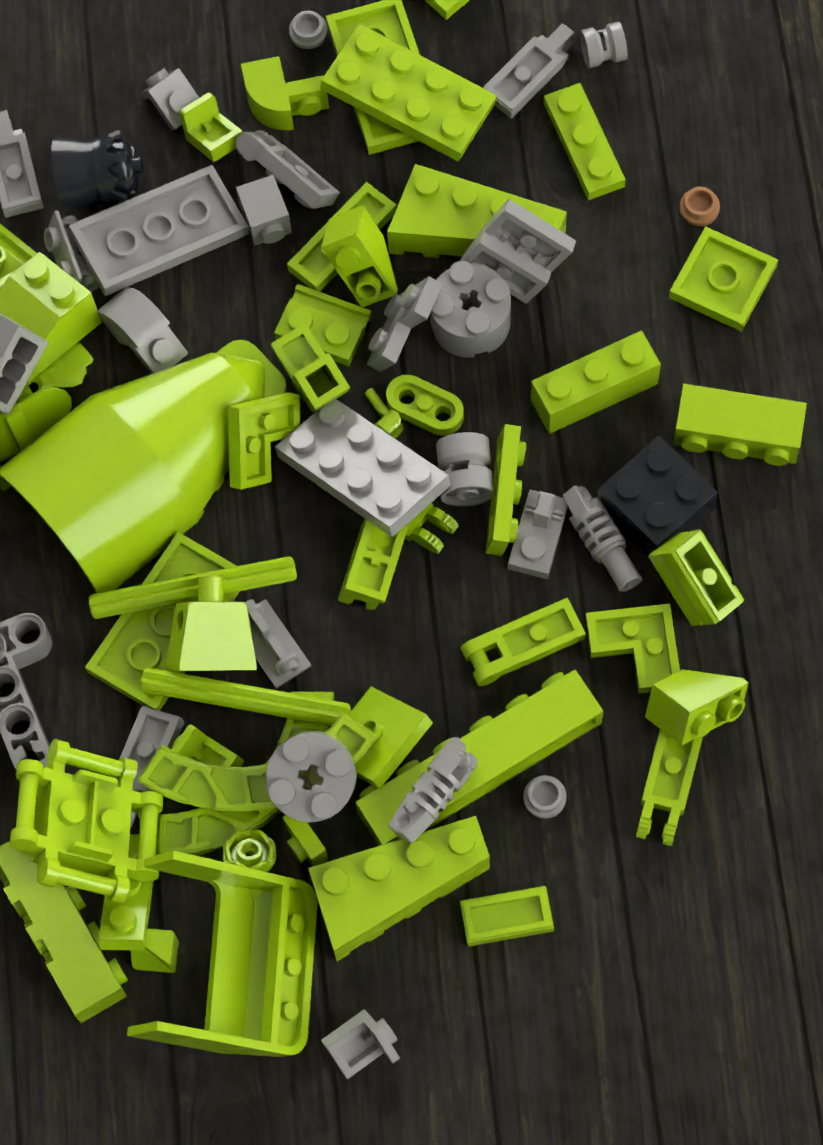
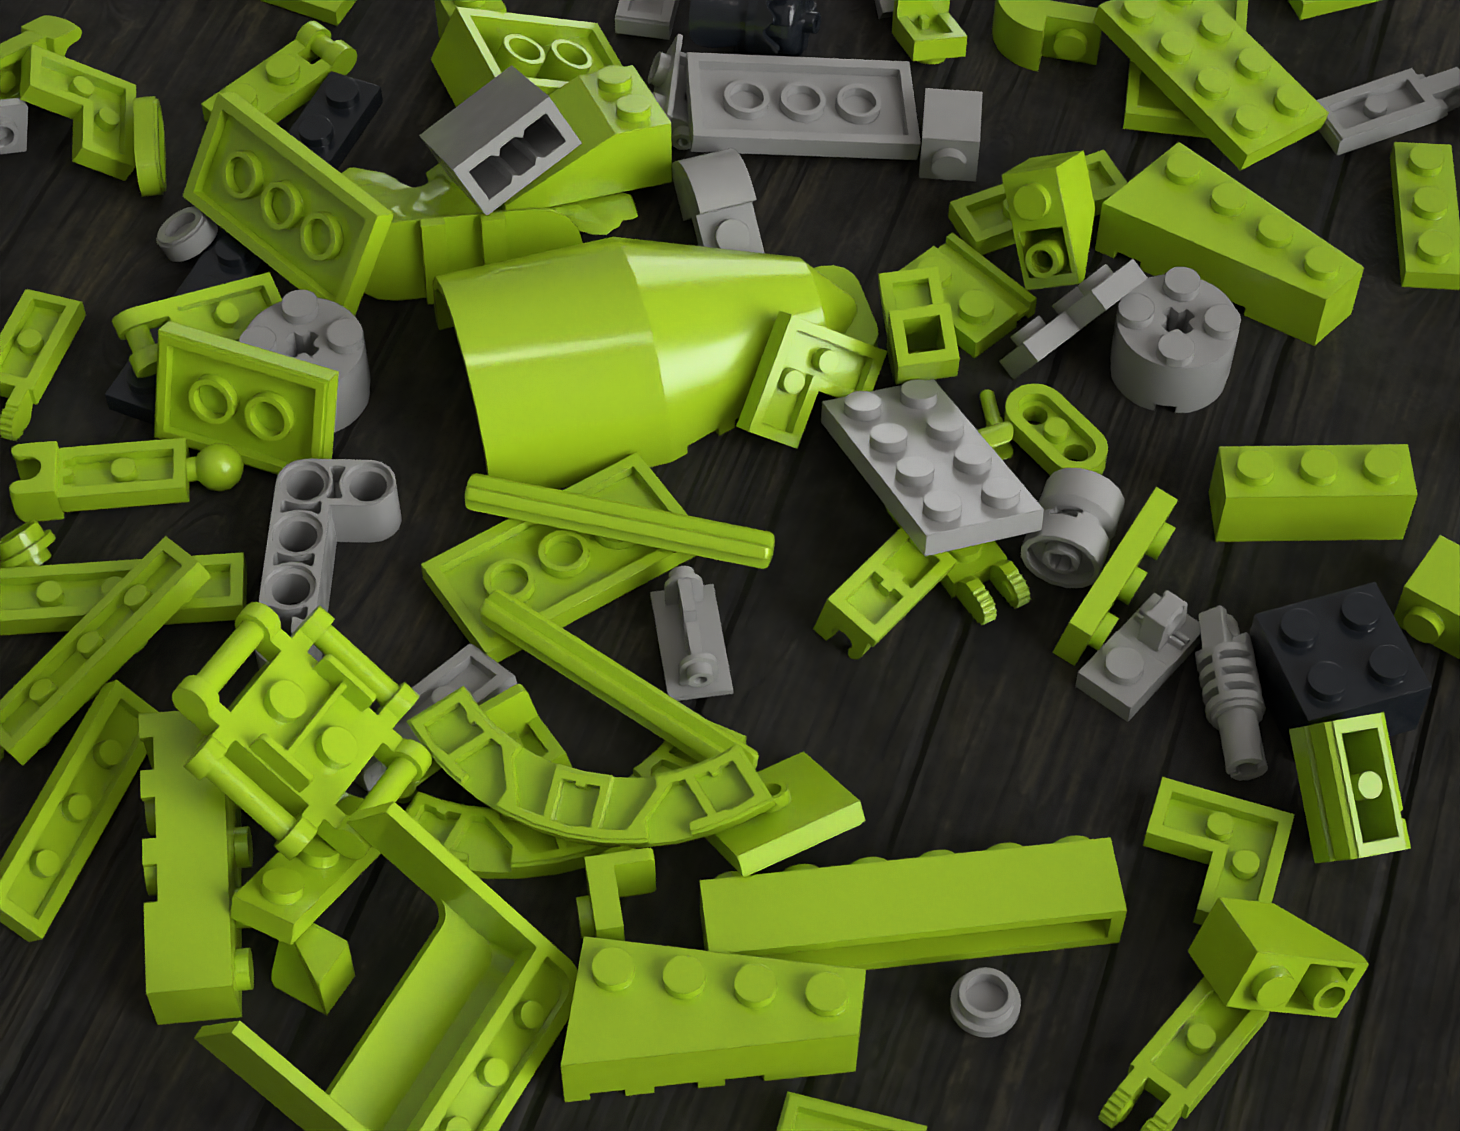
camera: 20 degrees right, 15 degrees down
(210, 633) = (612, 583): torso -> none
(253, 843) = (523, 886): lime plate -> none
(287, 168) = (1003, 99): light grey hinge -> none
(288, 788) = (655, 765): light grey brick -> none
(433, 790) = (818, 905): light grey hinge -> none
(520, 249) = (1279, 286): light grey slope -> none
(524, 641) = (1052, 781): lime plate -> none

